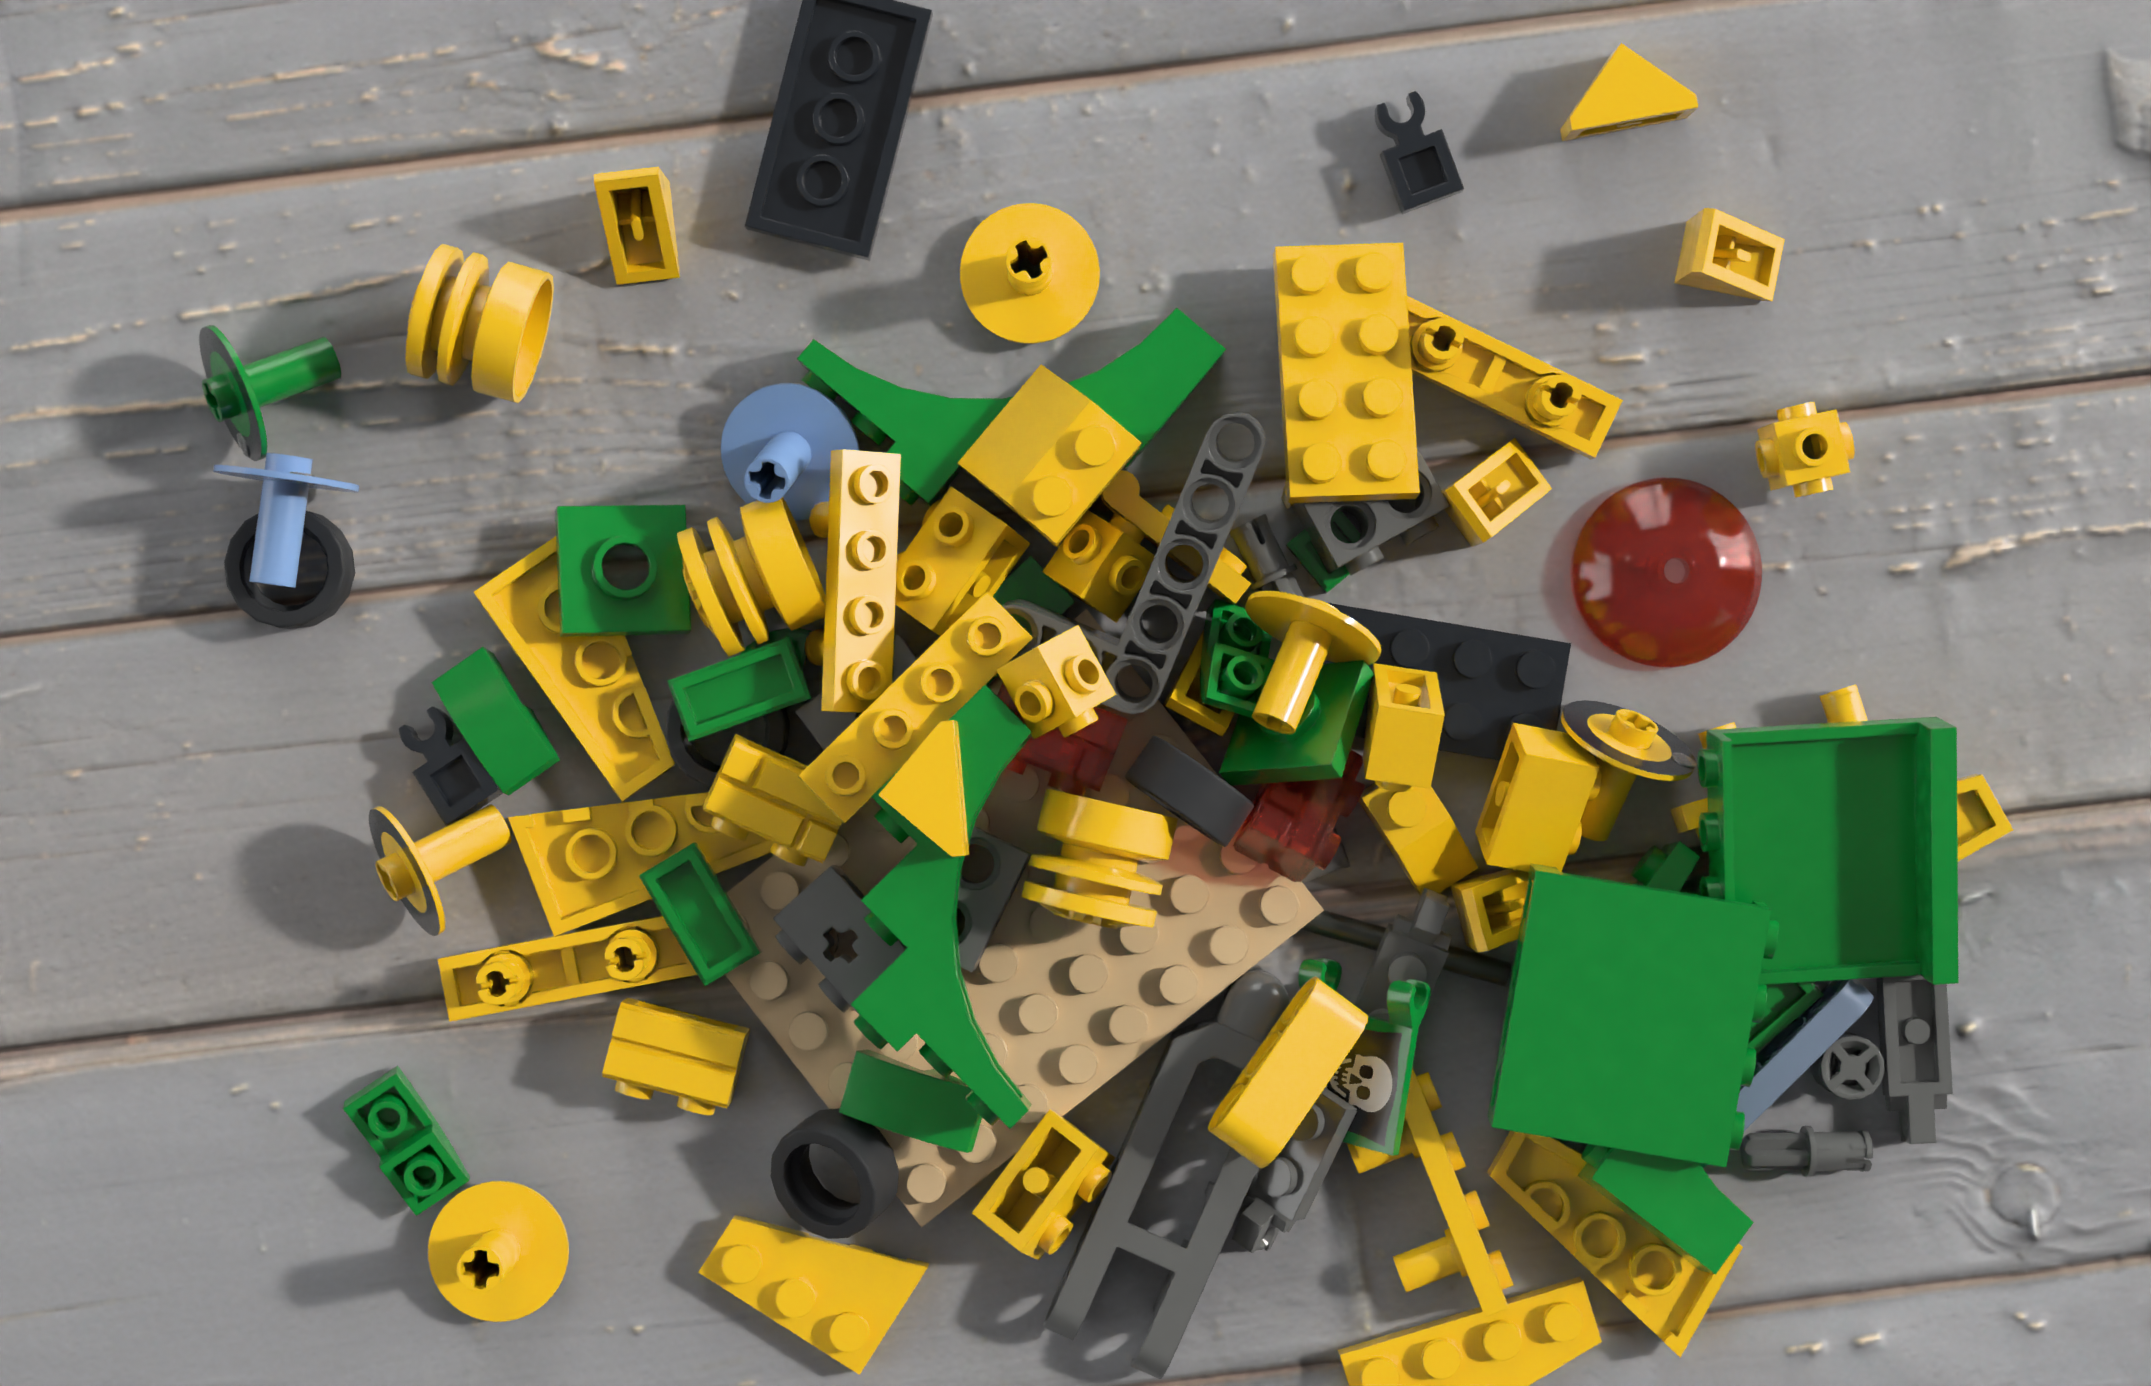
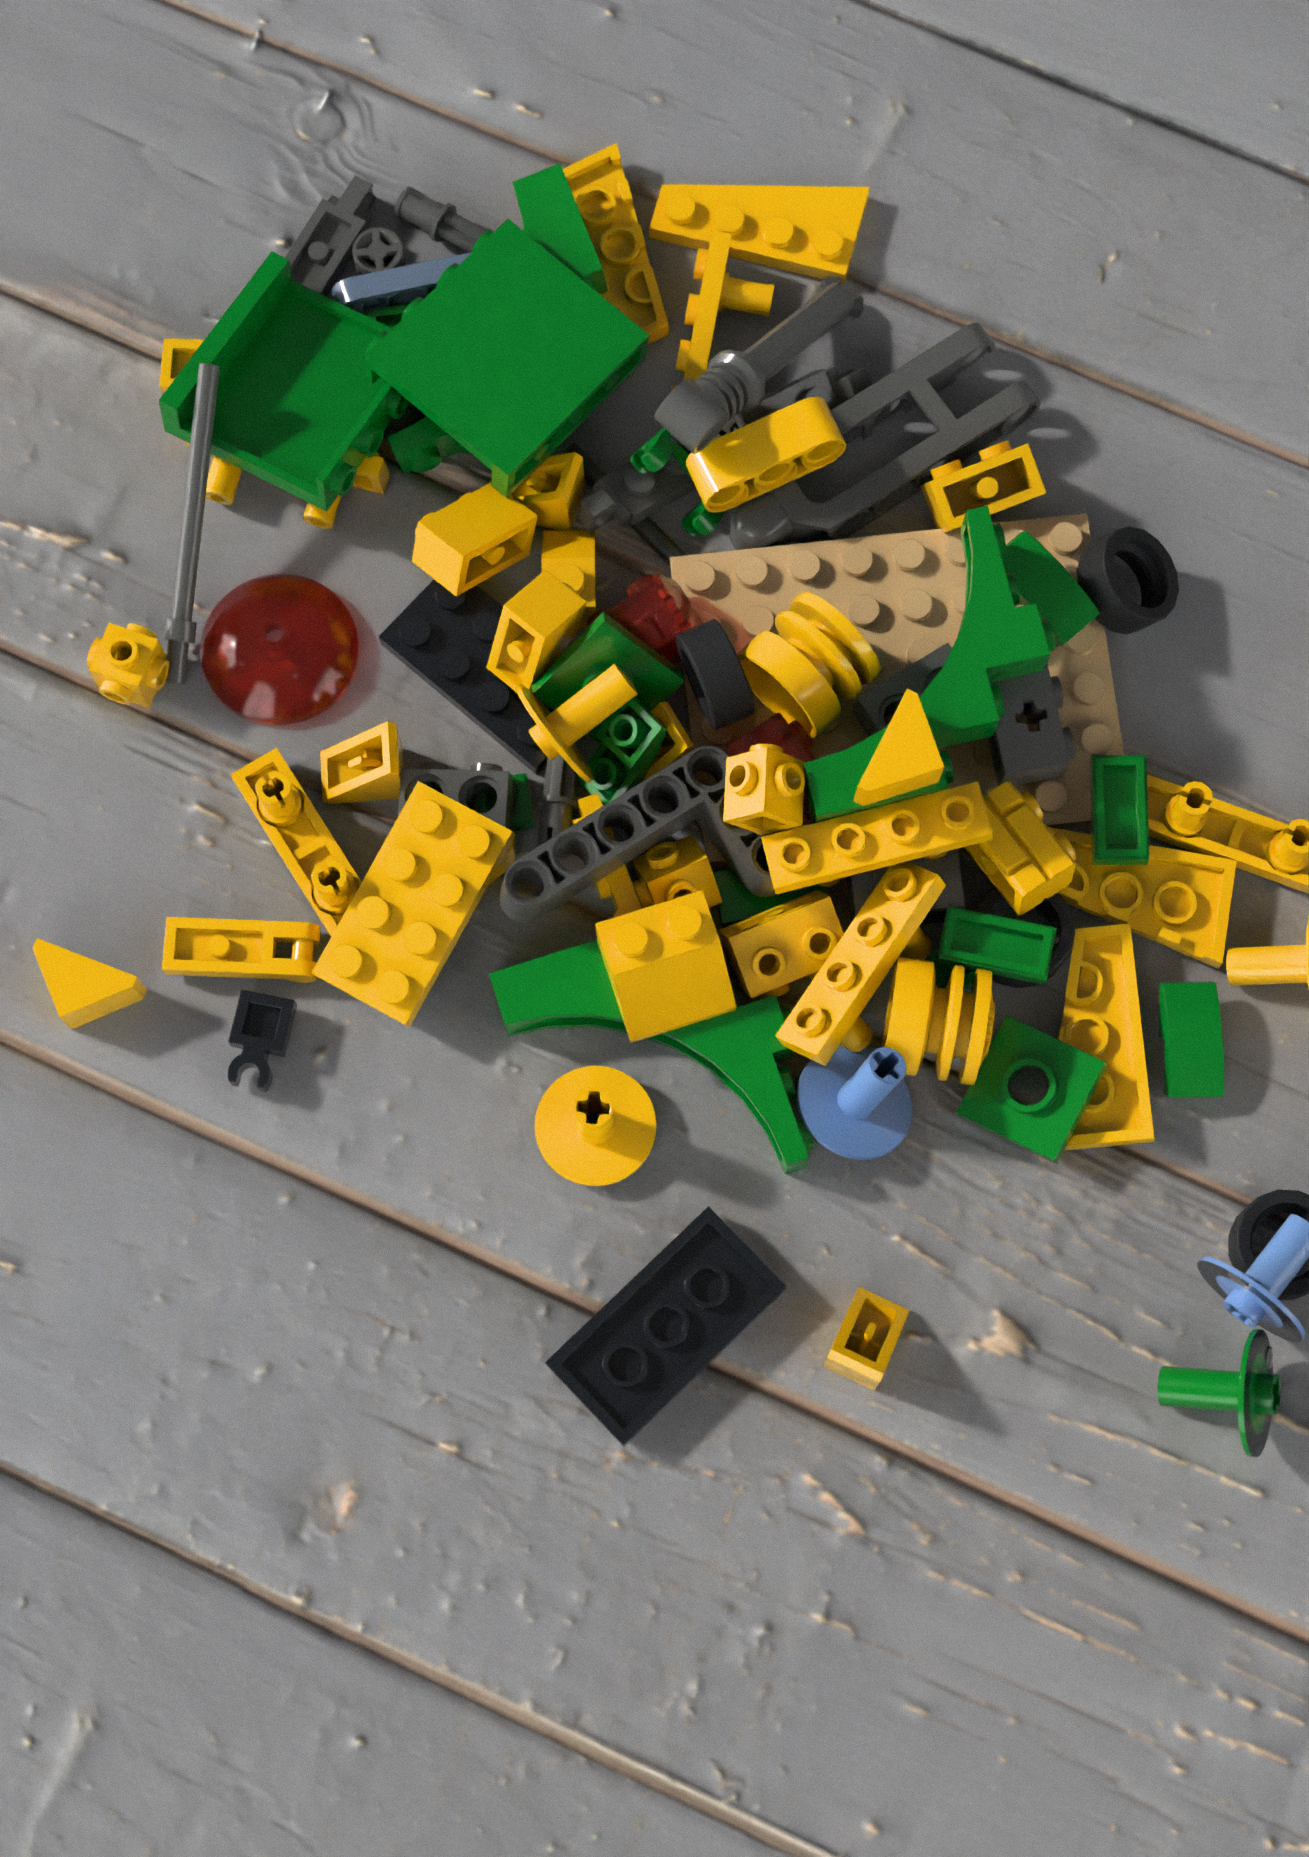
camera: 150 degrees left, 15 degrees down
(453, 774) = (1245, 1020): black plate -> none
(466, 320) = (1034, 1329): yellow wheel -> none
(675, 1055) = (1194, 728): yellow brick -> none
(814, 1287) = (1191, 523): yellow wing -> none
(1367, 1136) = (737, 379): none -> dark grey piece
(1496, 231) = (239, 948): none -> yellow plate
(1624, 747) = (387, 537): yellow piece -> none
(1729, 256) = (89, 831): yellow slope -> none
(1780, 525) = (180, 628): none -> dark grey bar

